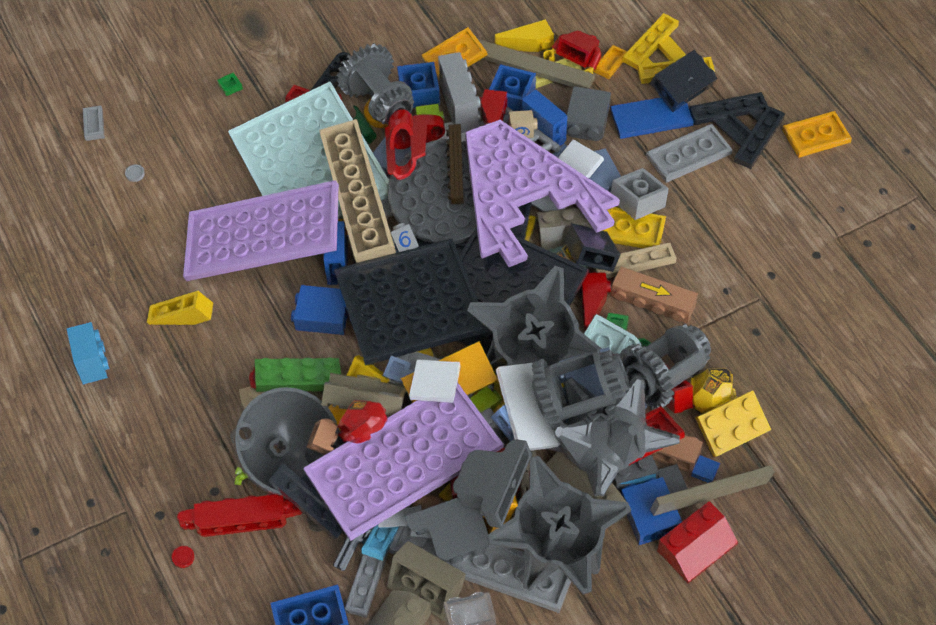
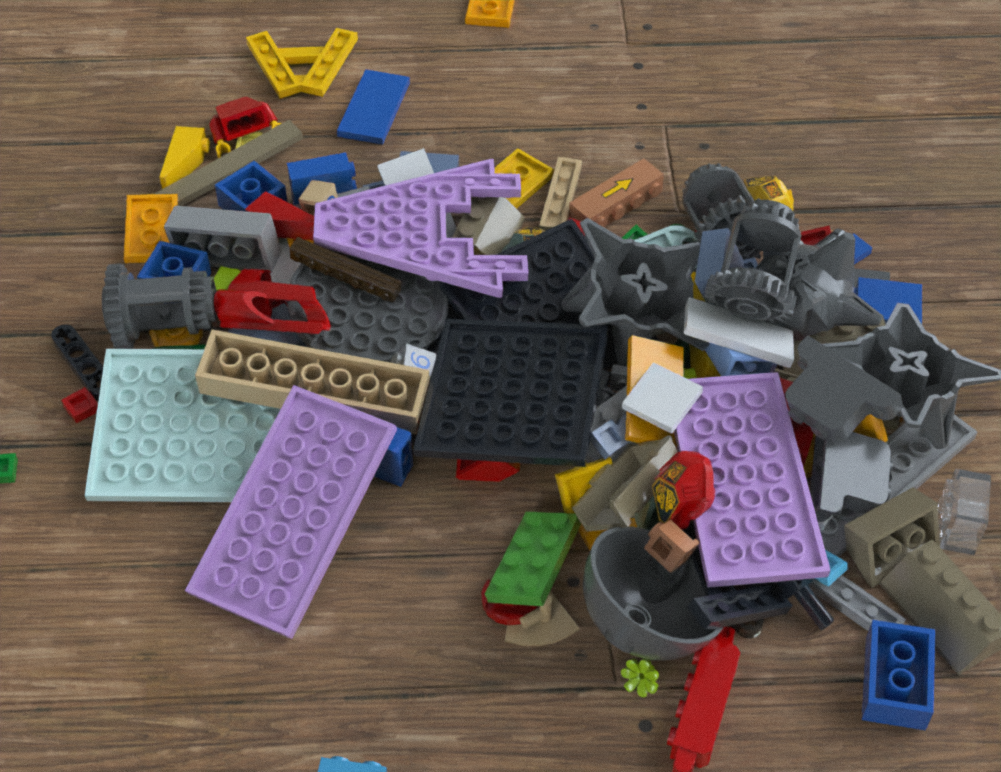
camera: 65 degrees left, 5 degrees down
(134, 173) = (59, 638): light grey piece -> none
(182, 310) = (343, 660): yellow slope -> none
(319, 310) = (444, 500): blue brick -> none
(588, 113) = (338, 136): dark grey brick -> none
(592, 248) = (537, 209): black brick -> none
(610, 62) = (275, 103): light orange tile -> none
(639, 193) = (484, 143): light grey brick -> none
(683, 80) = (360, 54): black piece -> none
(689, 153) = (445, 100): light grey tile -> none
(697, 542) = (943, 292): slope -> none
(711, 490) = (896, 246): dark tan tile -> none
(725, 114) = (465, 44): black plate -> none
(733, 423) = (814, 199): yellow plate -> none

